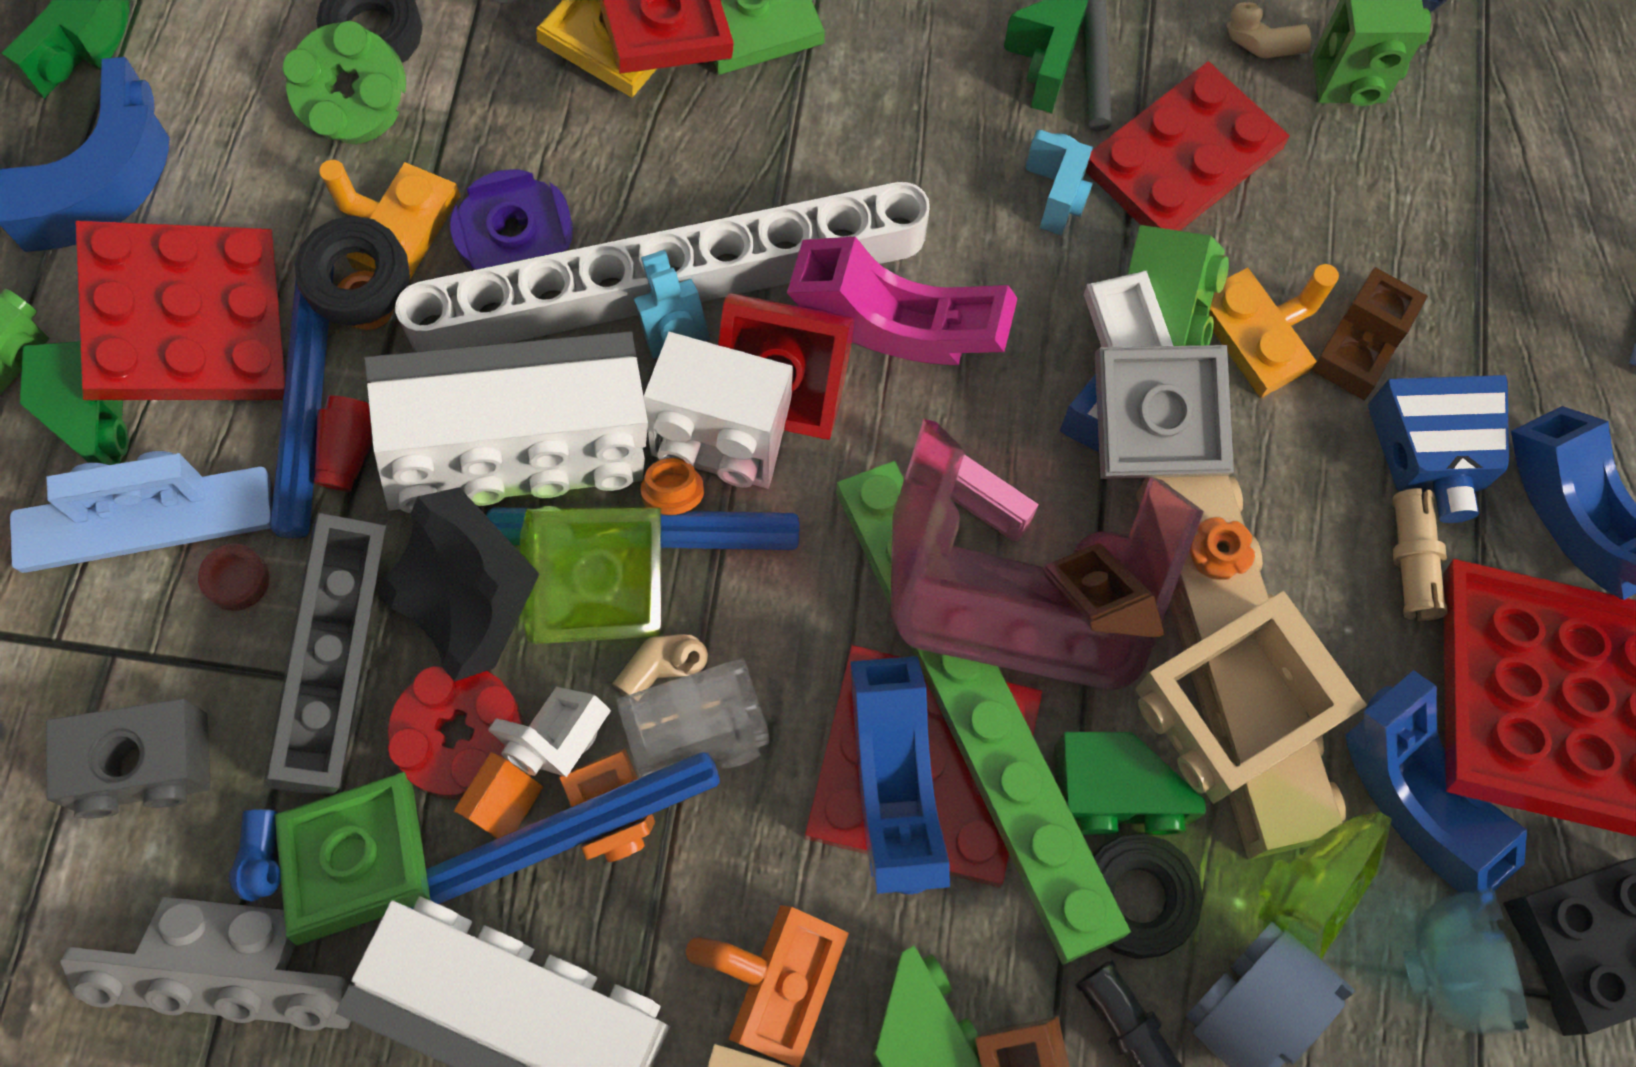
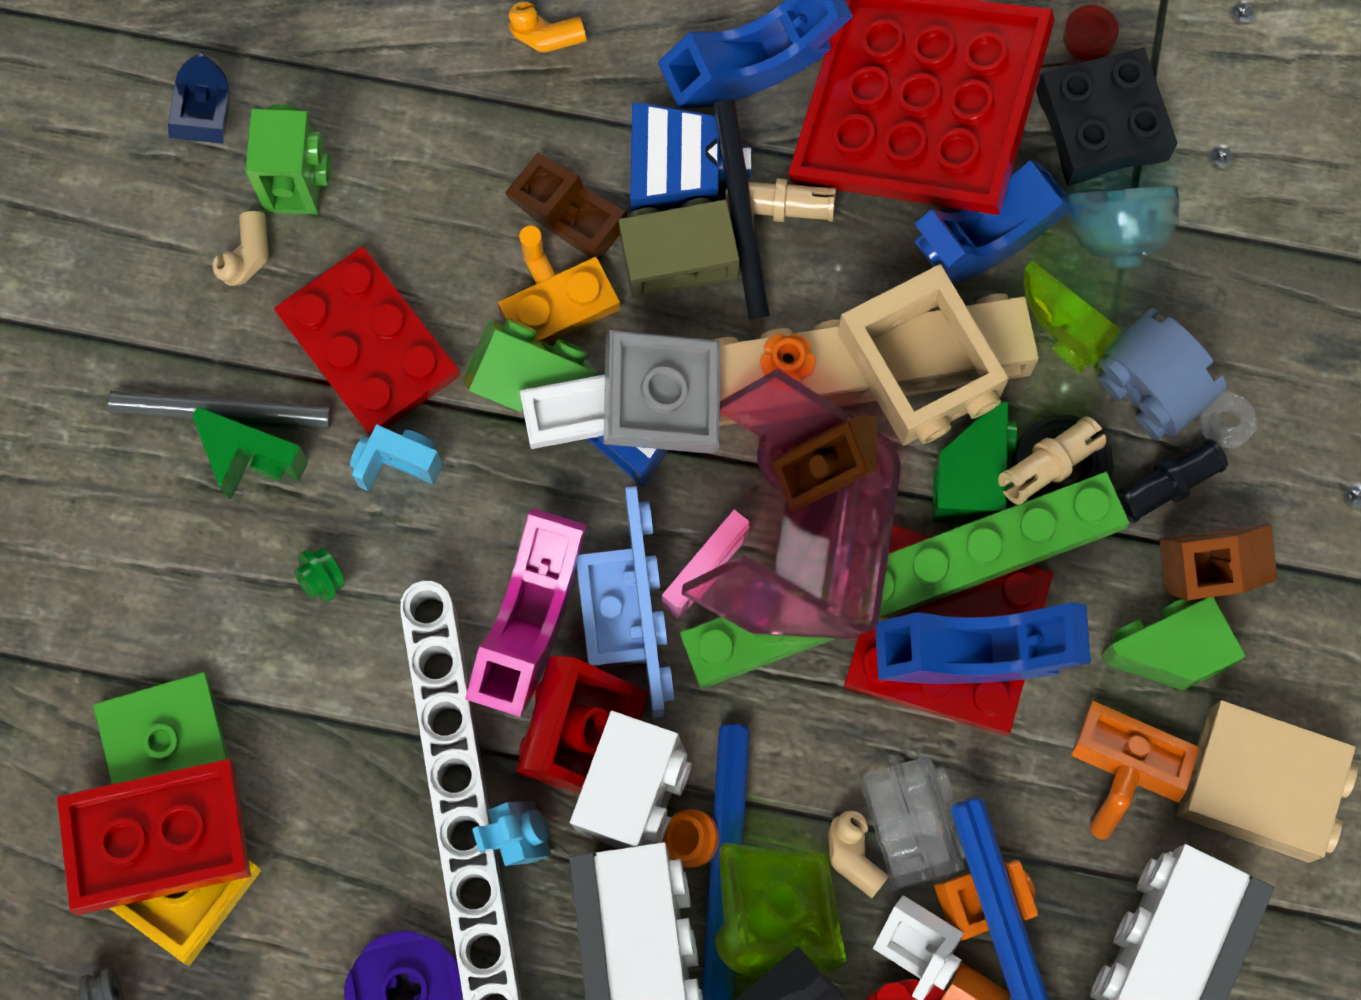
camera: 85 degrees left, 5 degrees up
(898, 398) = (619, 608): none -> light blue bracket
(930, 120) = (319, 574): none -> green plate
(1139, 867) = (1052, 460): none -> tan pin
(1341, 443) = (678, 247): none -> olive brick
(1402, 502) = (741, 209): none -> black bar
(1569, 294) = (541, 34): none -> light orange arm

